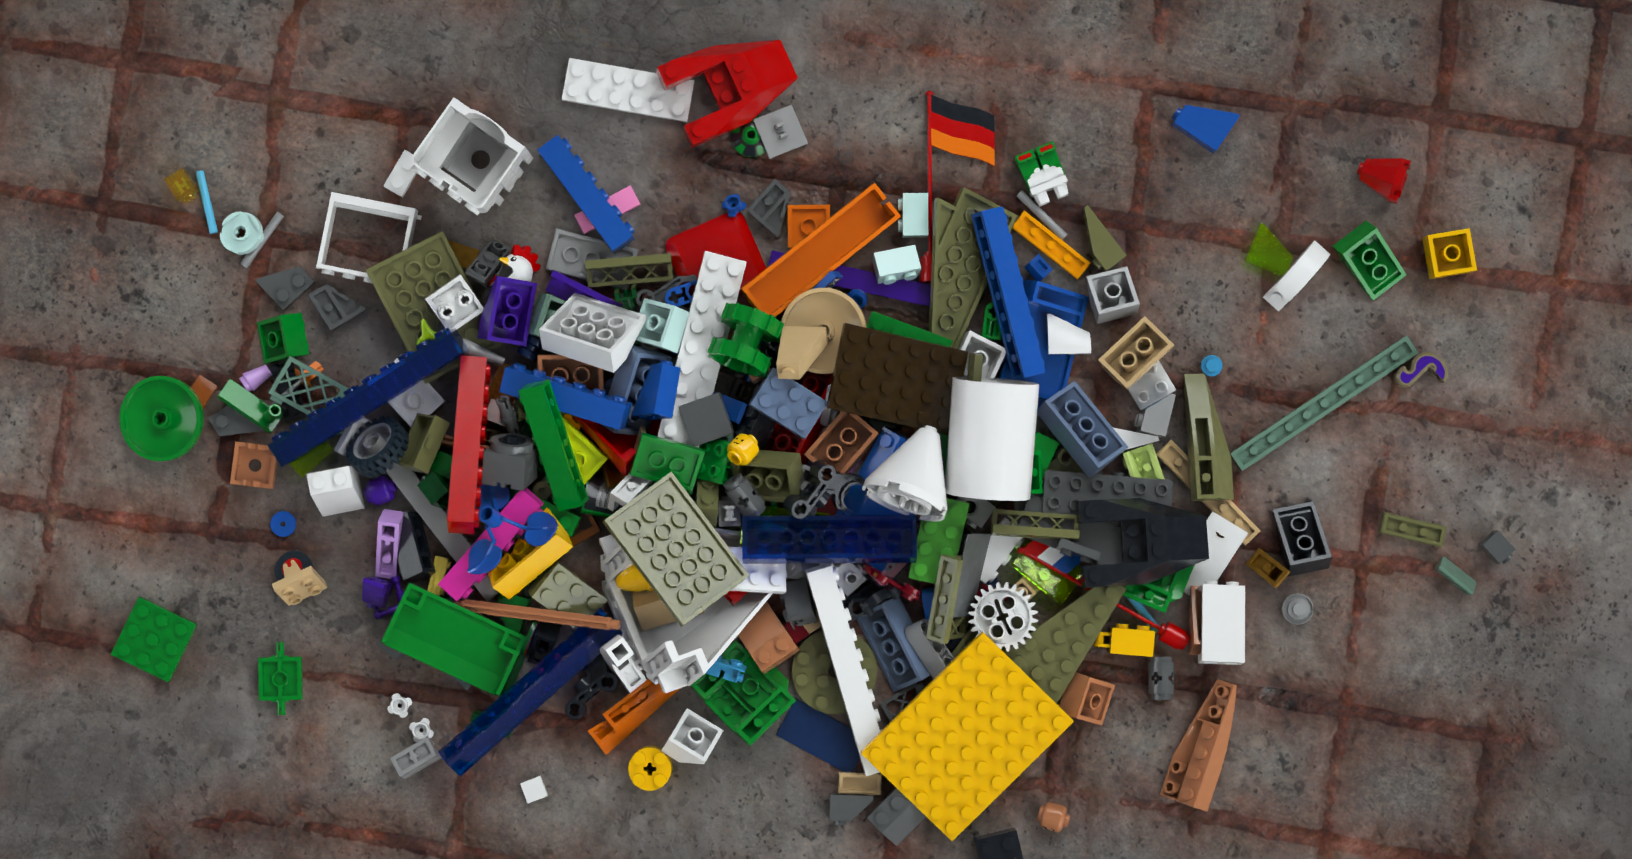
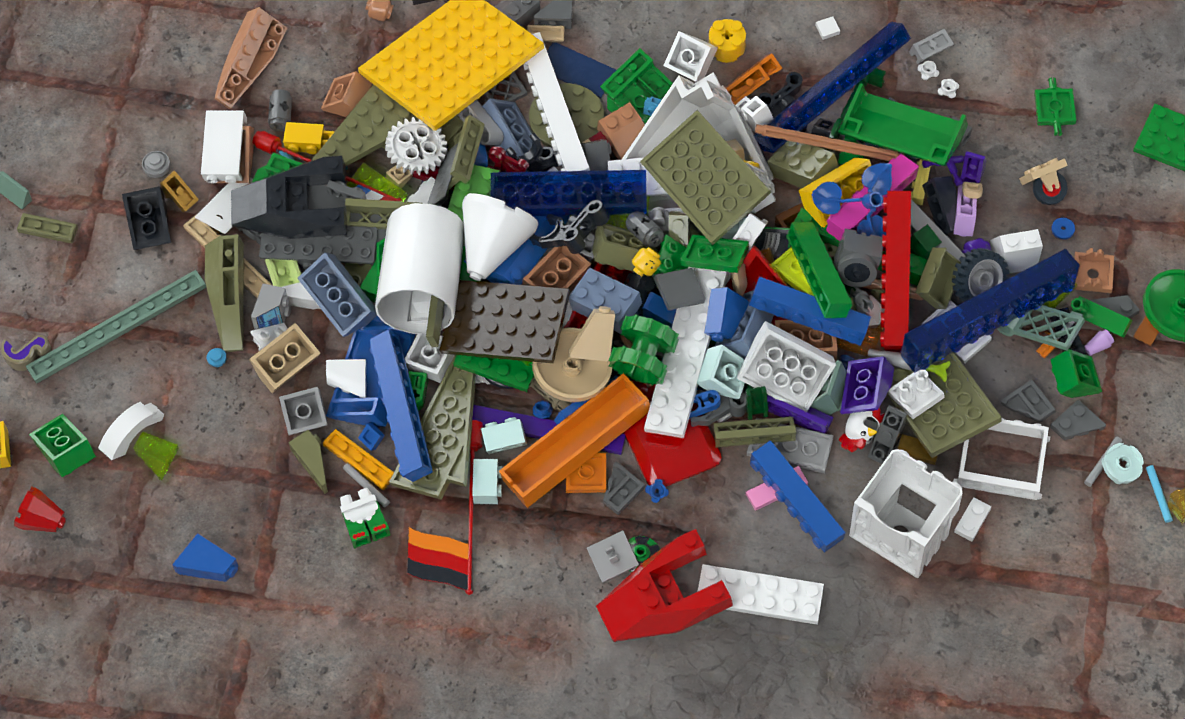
camera: 175 degrees left, 25 degrees down
(380, 566) = (972, 190): none -> tan tile

